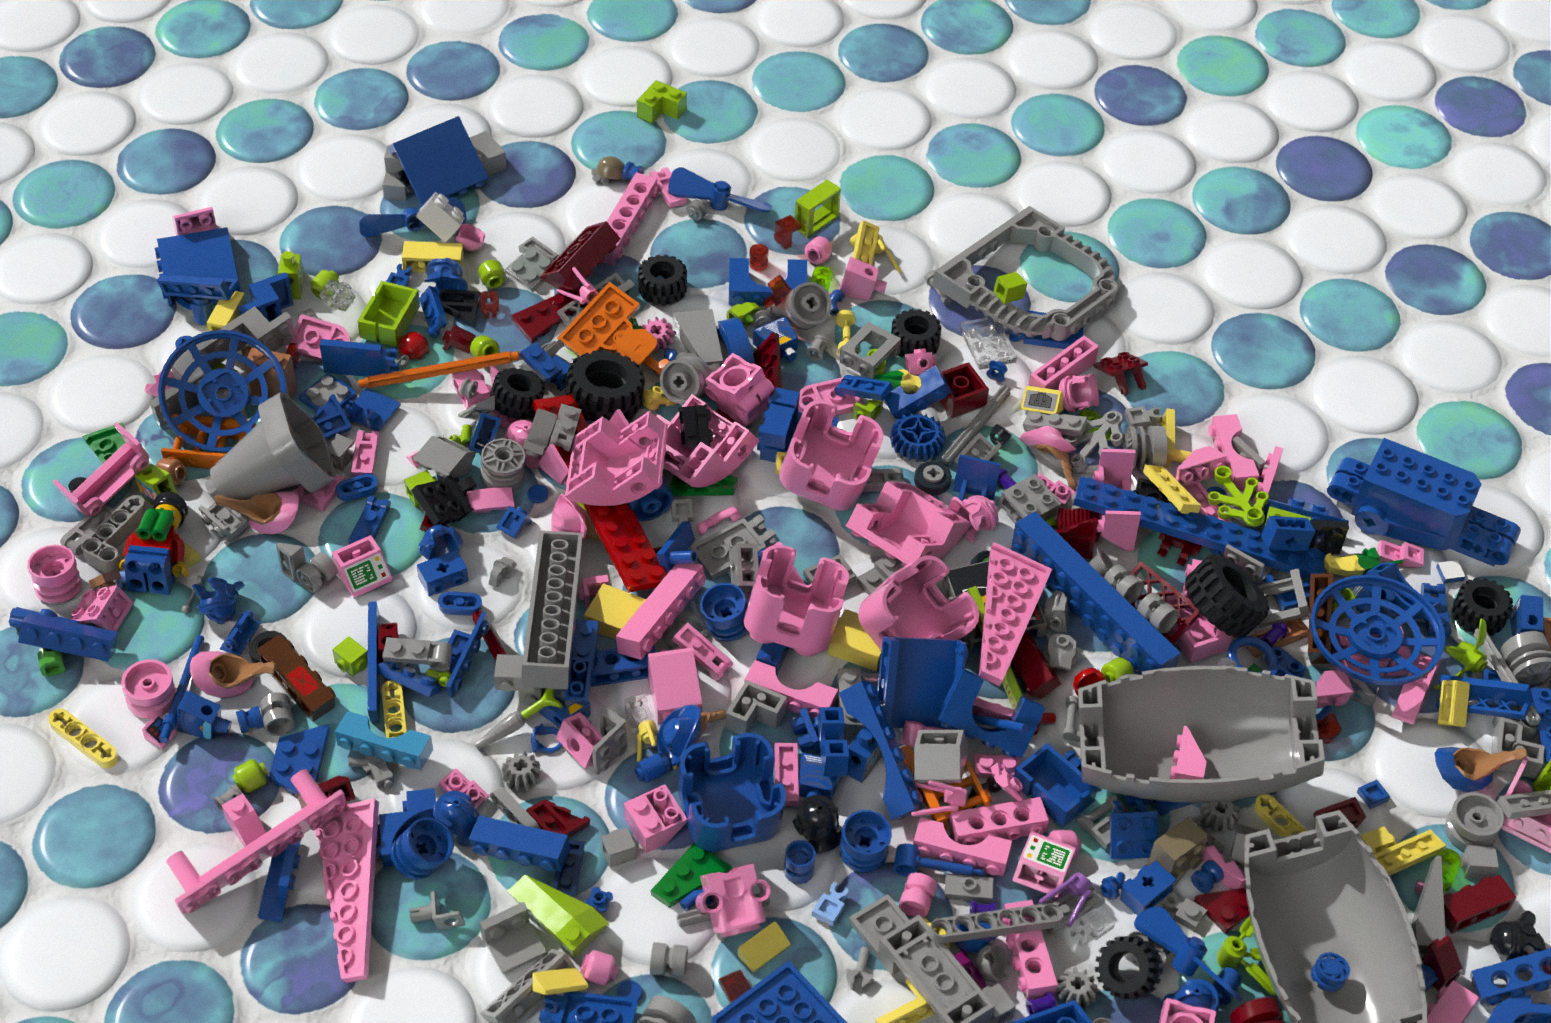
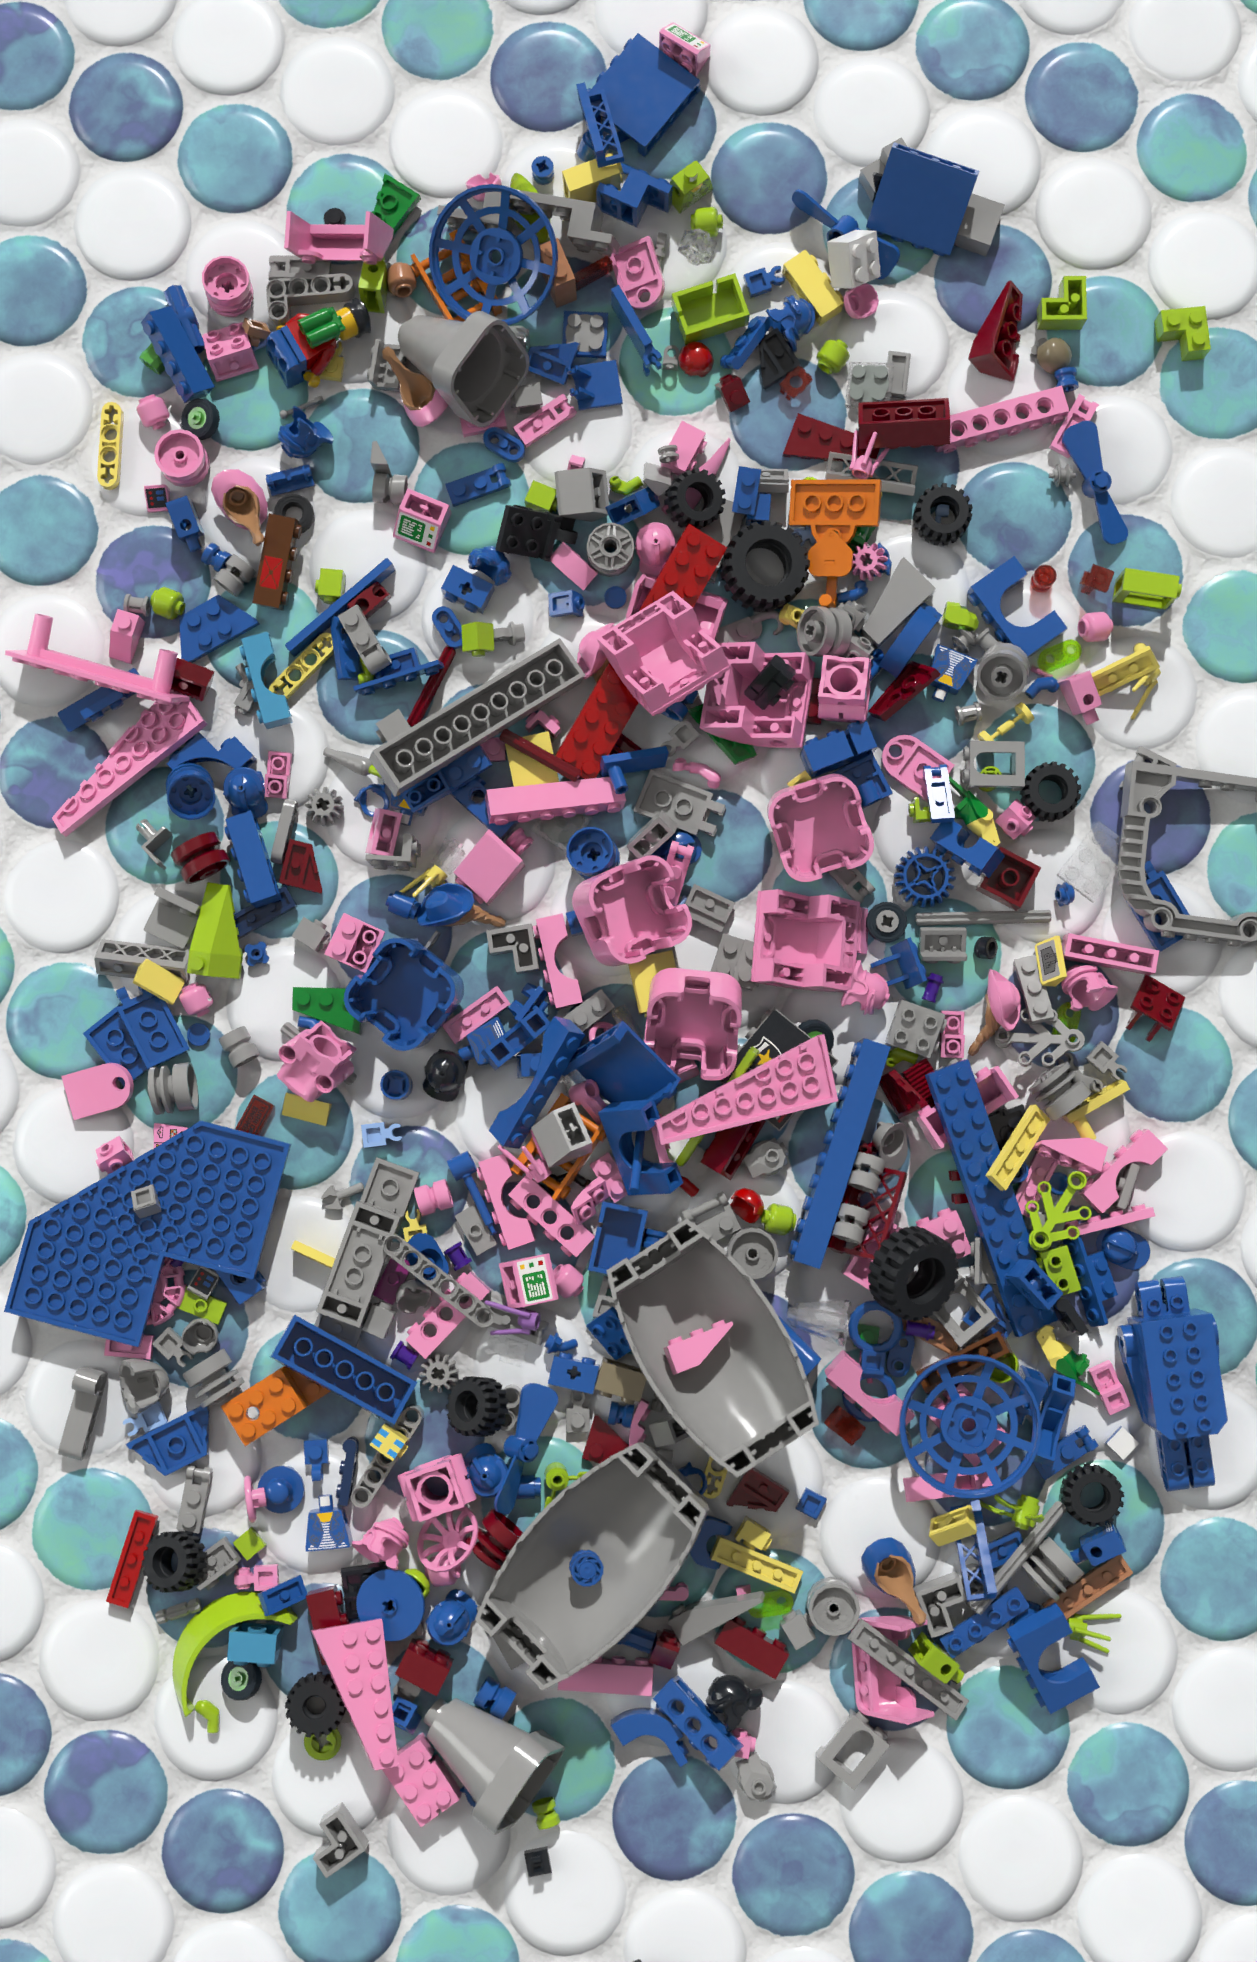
camera: 60 degrees right, 35 degrees up
(90, 688) = (152, 411): none -> bright pink head
(127, 654) = (200, 418): none -> black wheel
(170, 720) = (206, 480): blue bar -> none
(439, 369) = (674, 409): orange piece -> none
(483, 879) = (200, 857): none -> dark red wheel
(484, 345) = (736, 424): lime head -> none
(487, 586) = (477, 638): none -> lime brick
(540, 433) = (652, 560): light grey bracket -> none
(565, 427) = (675, 576): light grey plate -> none
(570, 190) = (995, 343): none -> dark red wedge
(584, 143) = (1068, 310): none -> lime brick
(618, 594) = (540, 755): none -> dark red axle
(703, 650) = (543, 861): bright pink plate -> none
(780, 289) = (993, 637): clear red bracket -> none
(865, 841) = (438, 1131): blue wheel -> none
(1010, 287) = (1160, 847): lime brick -> none
(1056, 612) = (805, 1128): light grey hand -> none
(1293, 485) = (1123, 1247): none -> blue piece

